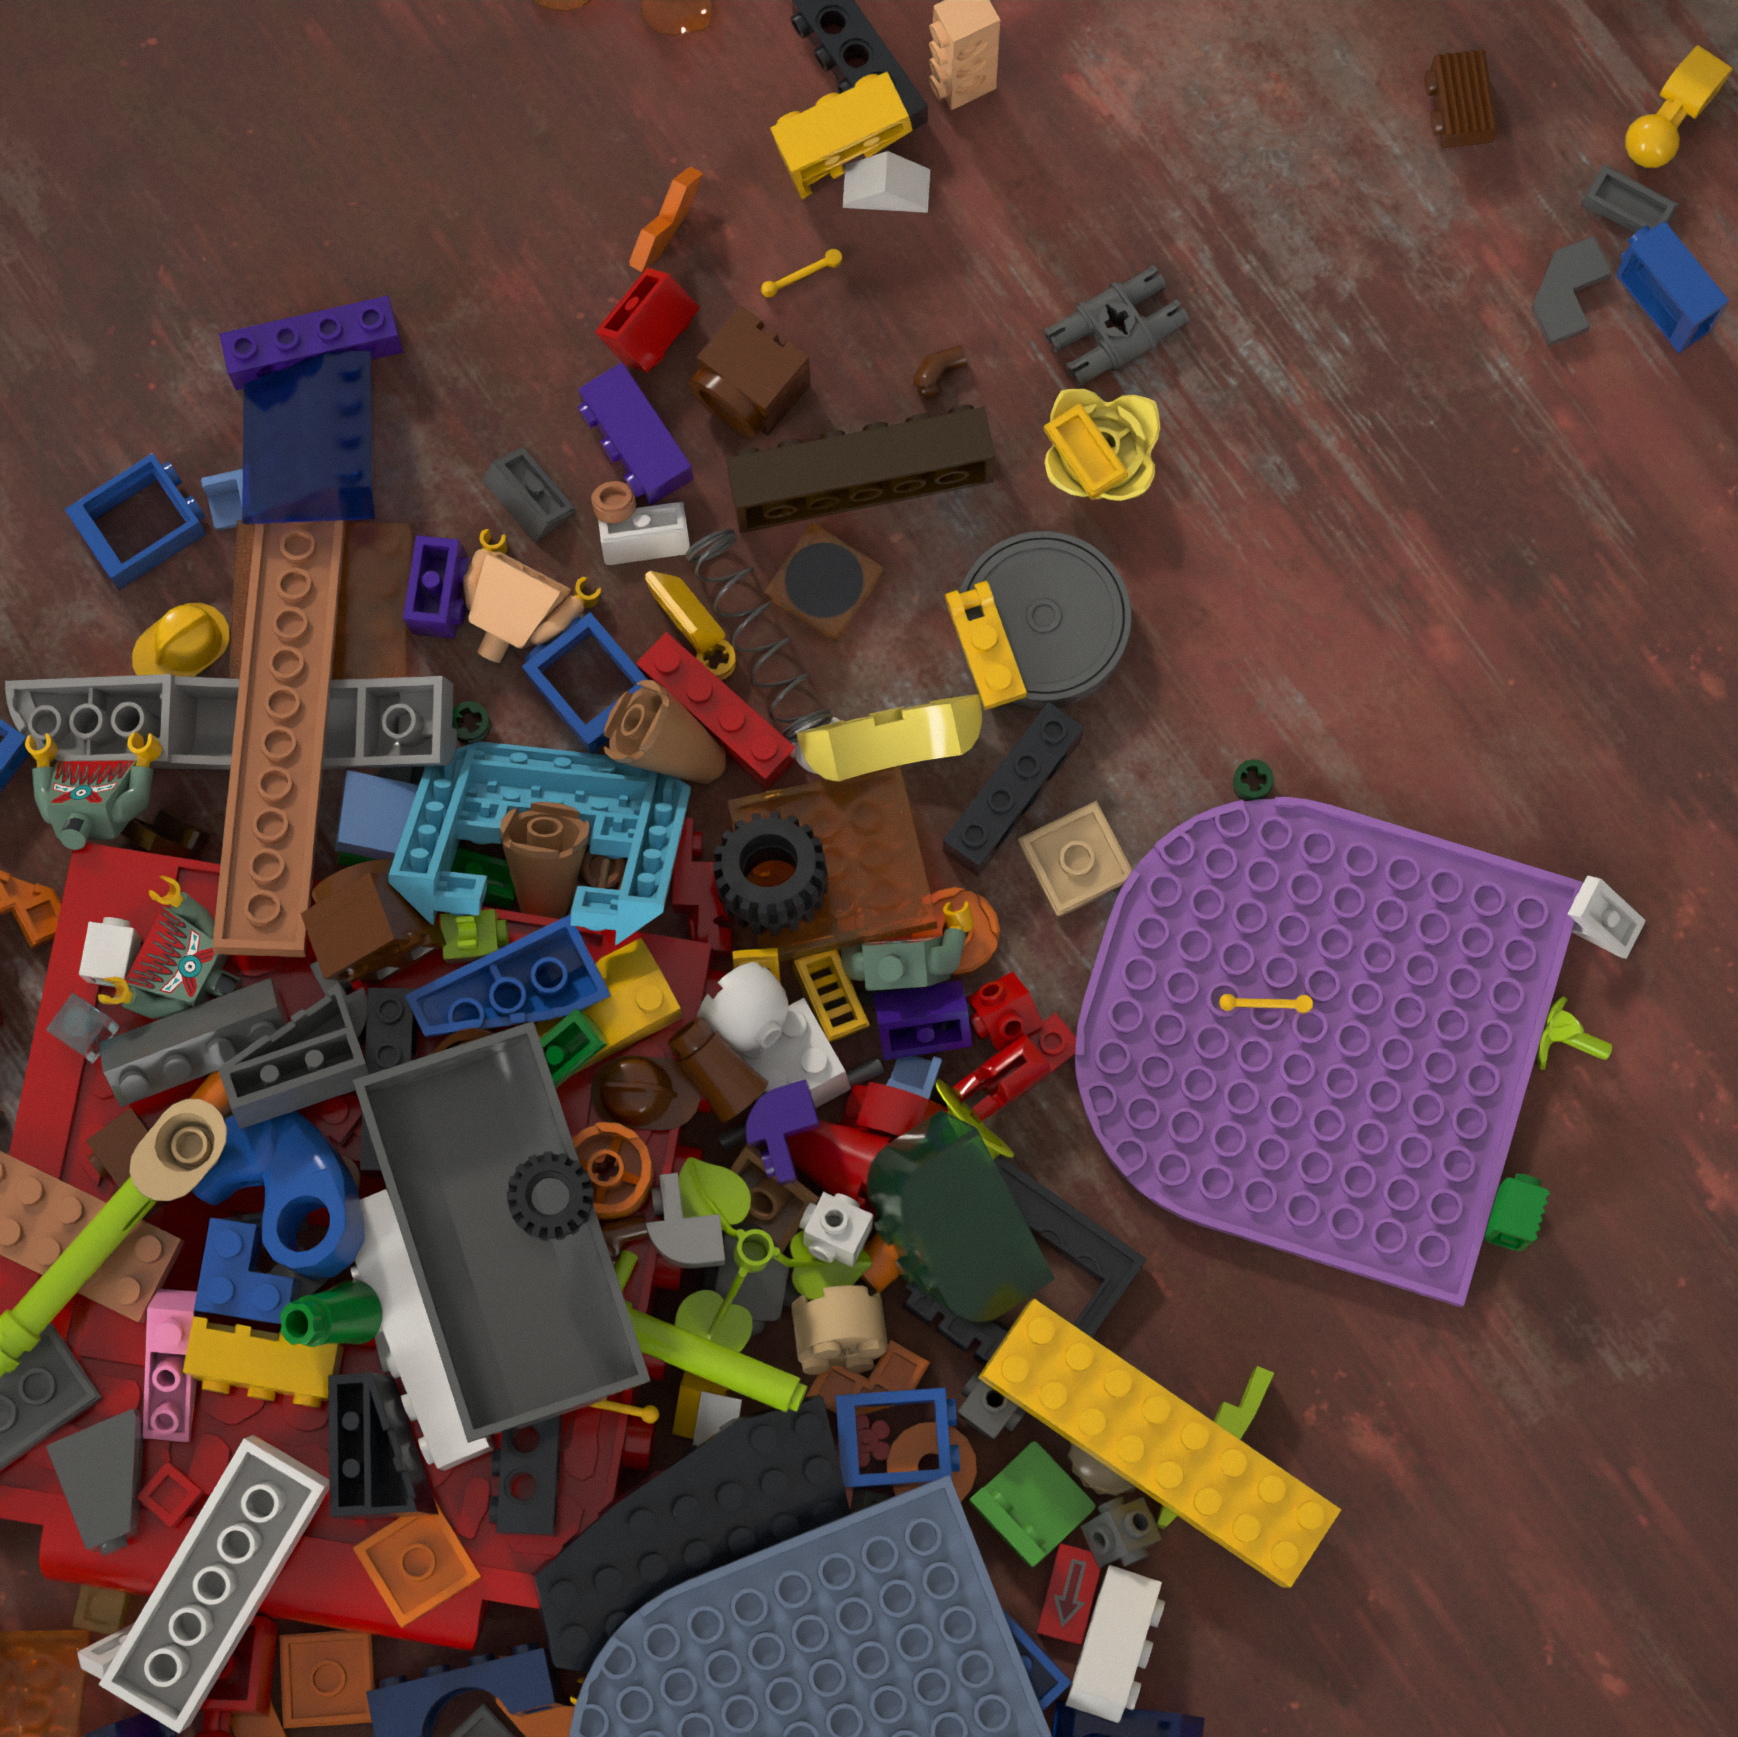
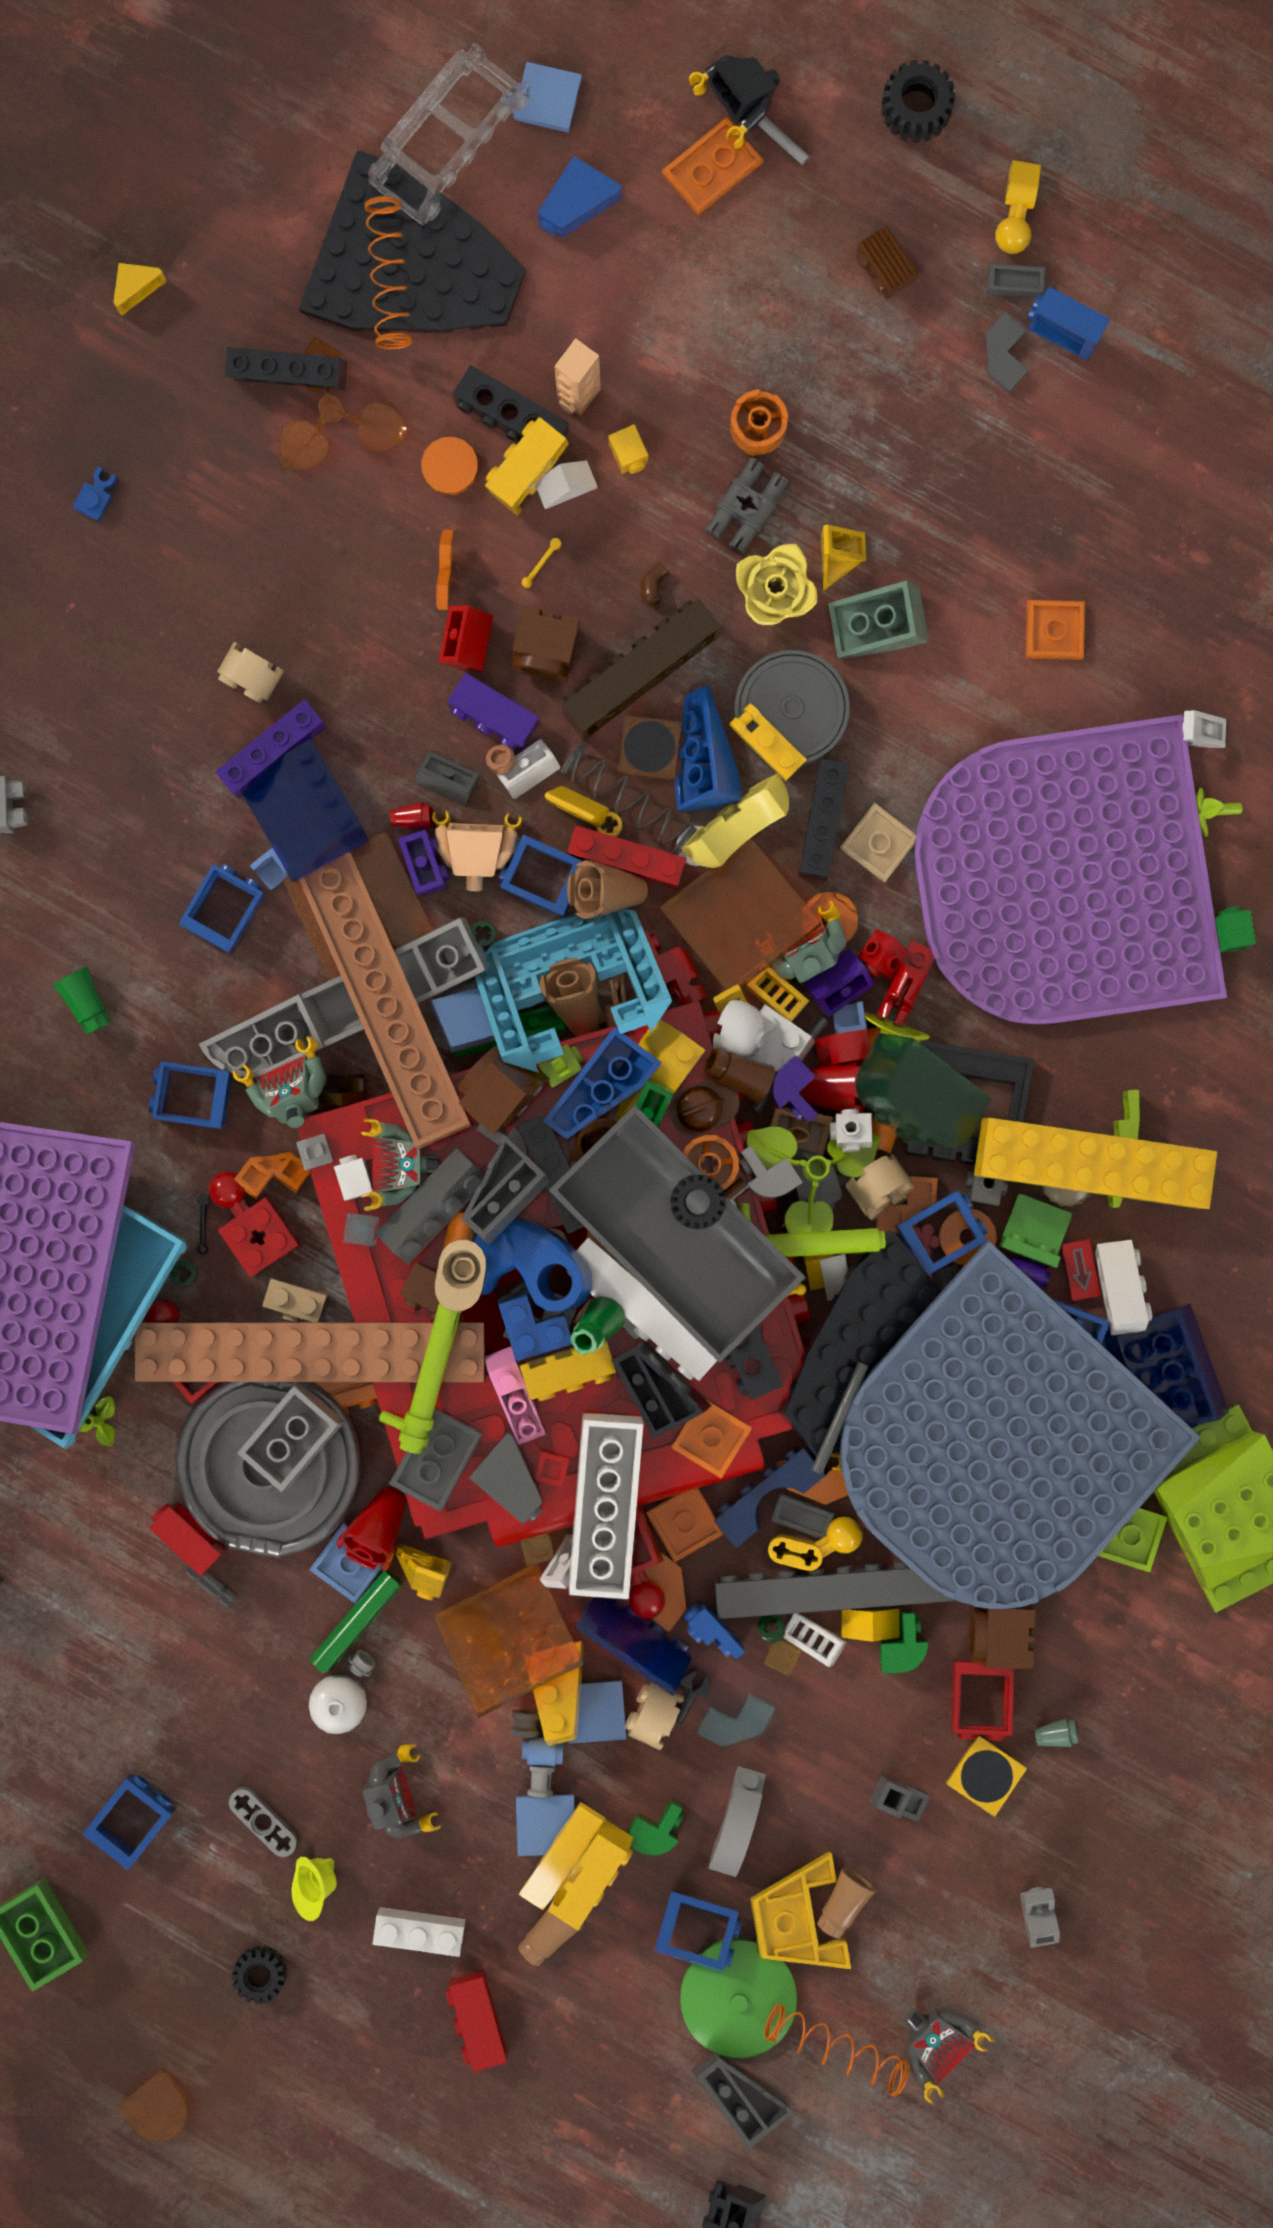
camera: 30 degrees left, 10 degrees up
(78, 894) = (315, 1152): none -> light grey tile
(182, 642) = (287, 970): yellow piece -> none
(336, 228) = (249, 672): none -> tan brick
(455, 520) = (413, 816): none -> red cone
(610, 1623) = (839, 1418): none -> dark grey bar
(743, 92) = (449, 465): none -> orange tile
(770, 841) = (702, 921): black tyre -> none
(892, 643) = (707, 768): none -> blue wedge
(992, 179) = (628, 450): none -> yellow brick
(999, 1560) = (1033, 1270): none -> dark purple brick
(1085, 451) = (769, 594): yellow tile -> none
(1121, 1532) = (1095, 1222): dark grey brick -> none
(1179, 246) = (763, 407): none -> orange brick
(1214, 445) = (841, 552): none -> yellow slope
(1223, 560) = (878, 621): none -> sand green slope
(1262, 772) = (958, 755): dark green bush -> none
(1302, 1004) = (1053, 866): yellow hinge -> none
(1462, 687) = (1055, 629): none -> orange tile

